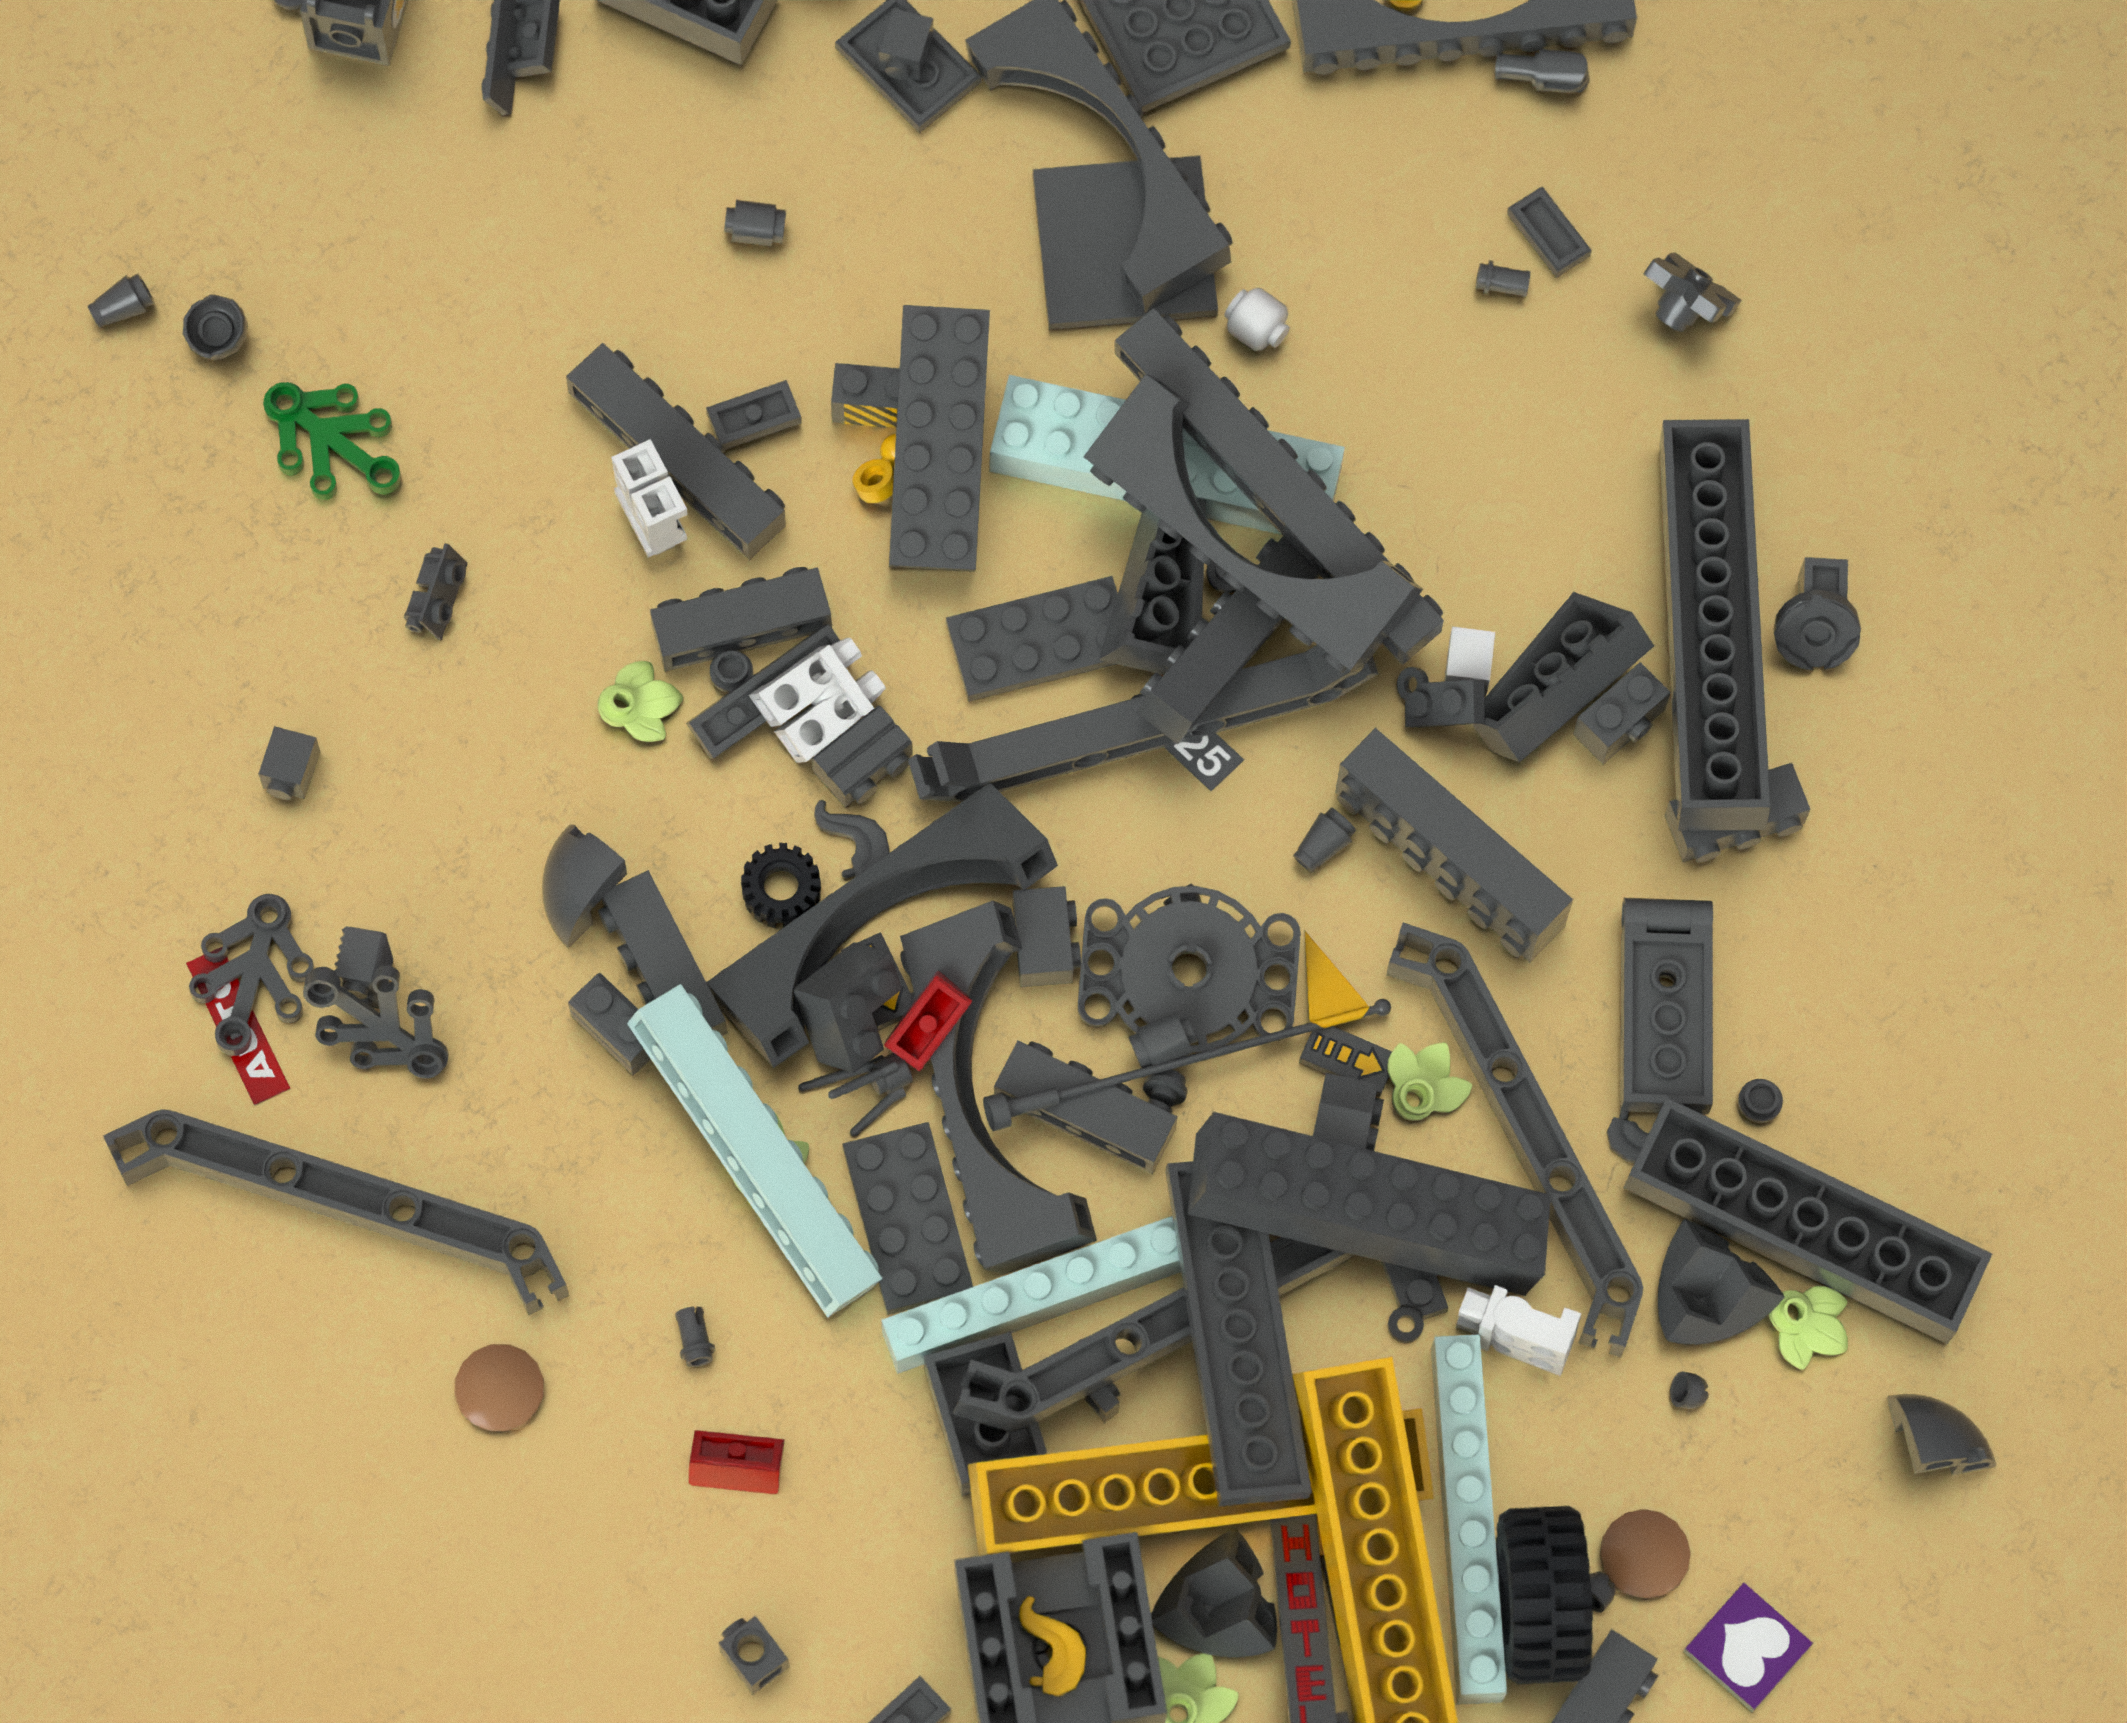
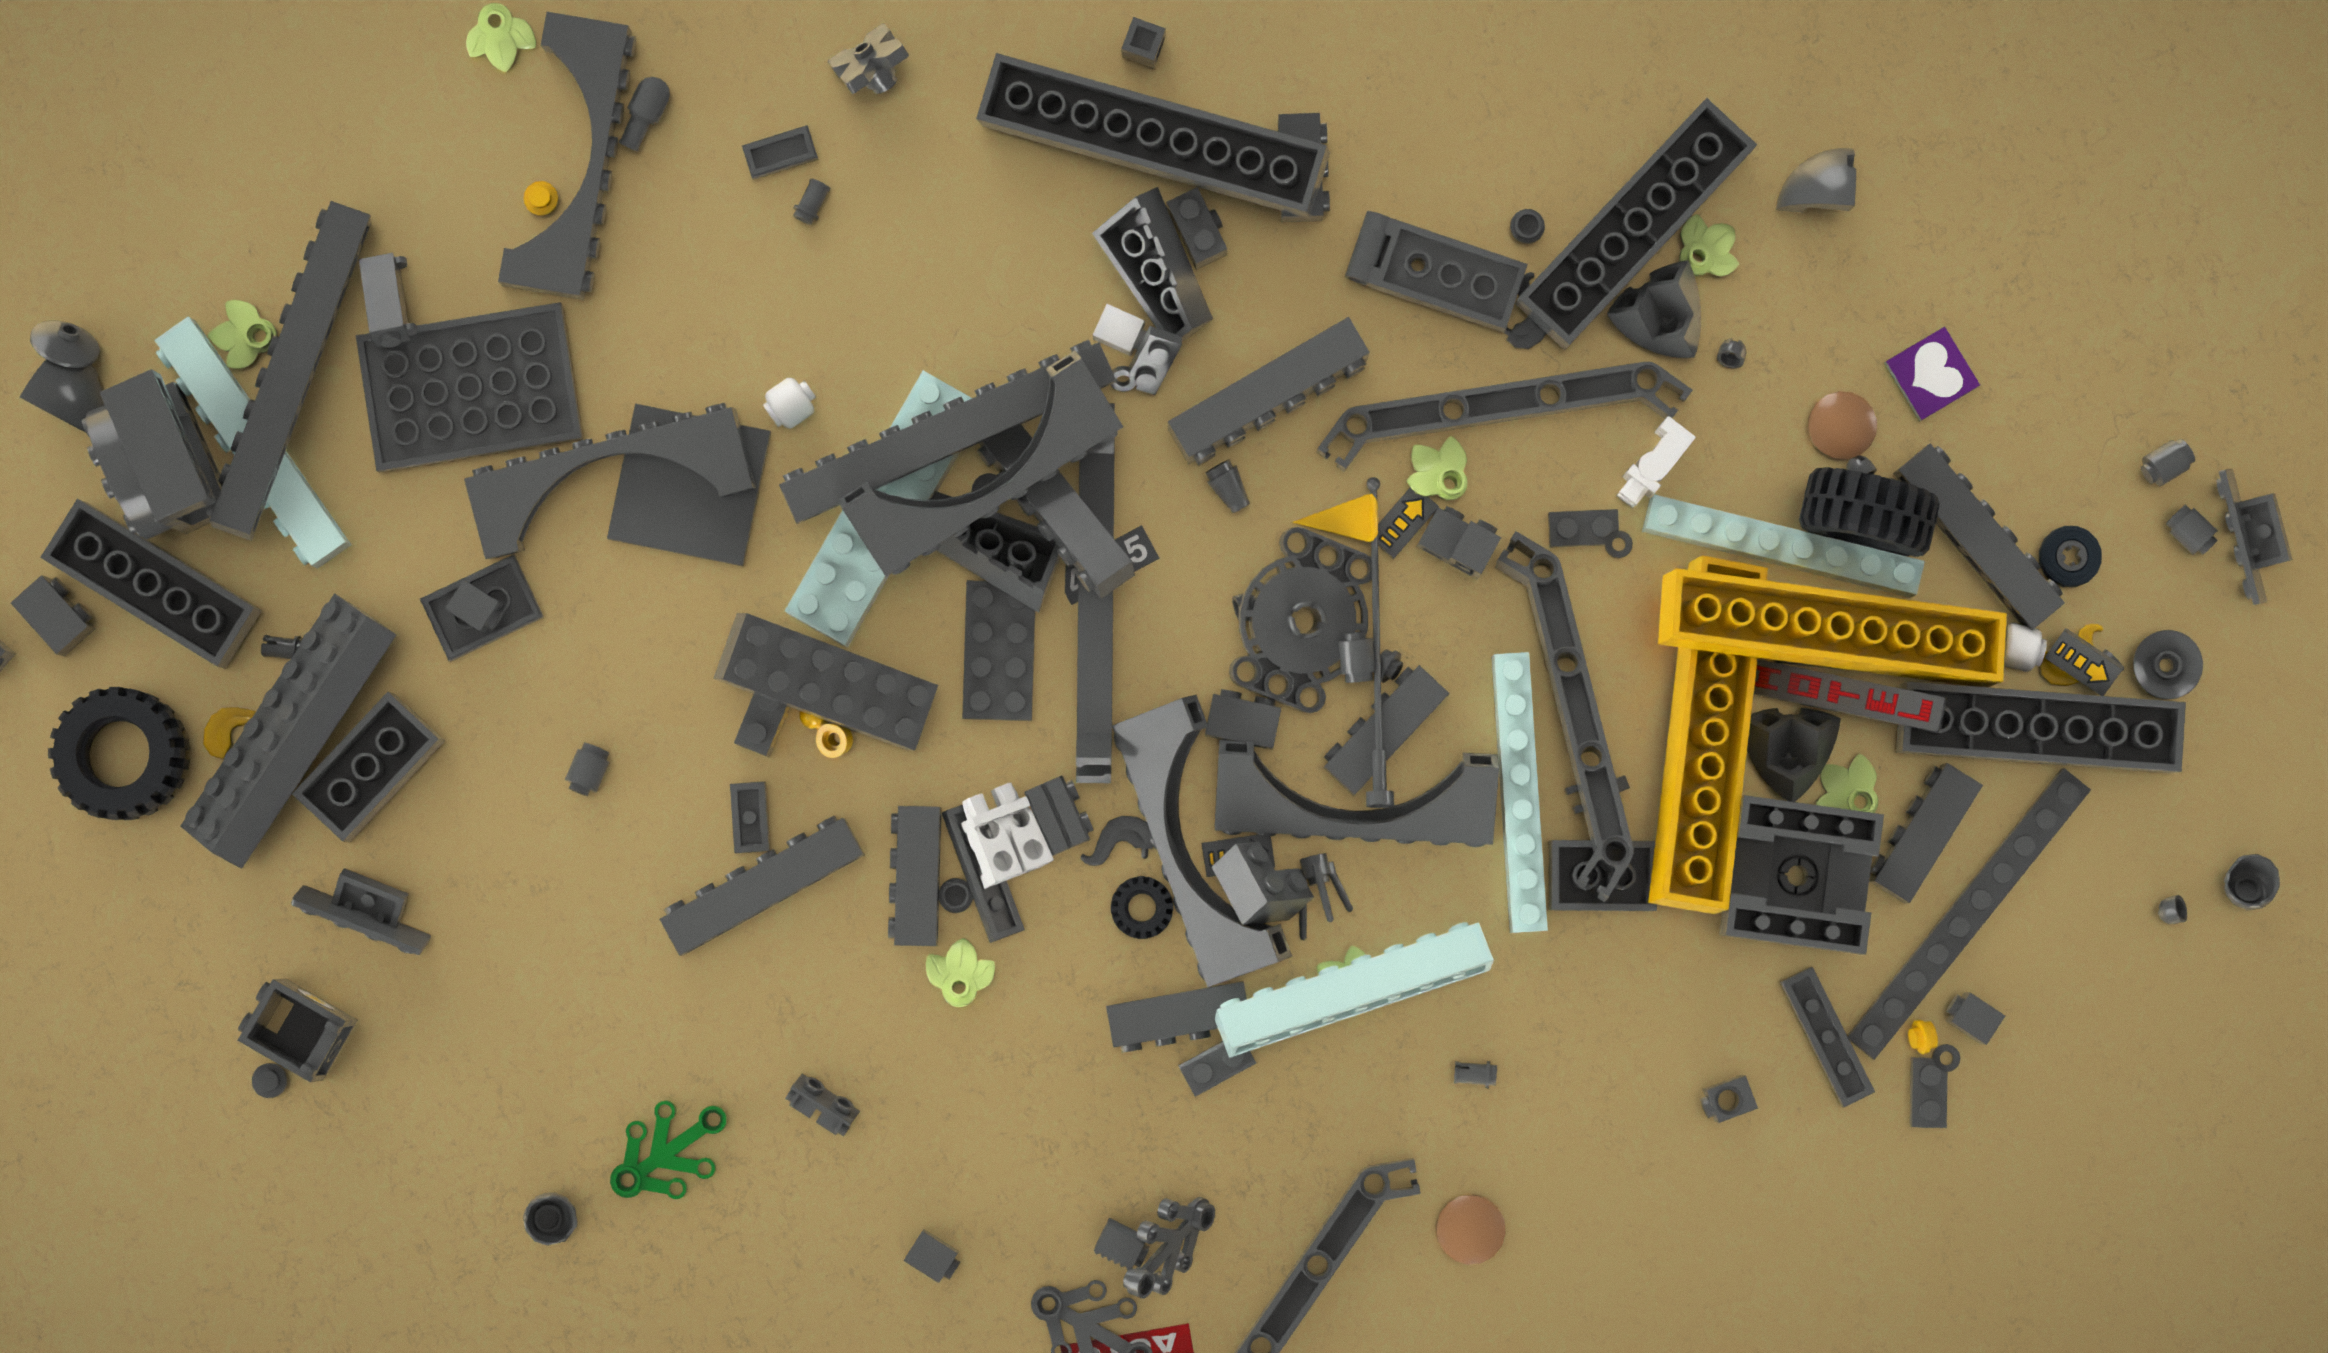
camera: 70 degrees left, 15 degrees up
(121, 301) = (503, 1285): dark grey cone -> none
(577, 878) = (1094, 1062): dark grey brick -> none
(649, 498) = (809, 921): white hips -> none
(736, 1462) = (1577, 1069): red slope -> none
(907, 1217) = (1429, 888): dark grey plate -> none
(928, 1021) = (1290, 830): red slope -> none
(1068, 1652) = (1806, 870): yellow piece -> none
(1239, 1355) = (1610, 673): dark grey plate -> none
(1369, 1204) = (1538, 545): dark grey brick -> none
(1817, 630) = (1177, 58): dark grey tile -> none

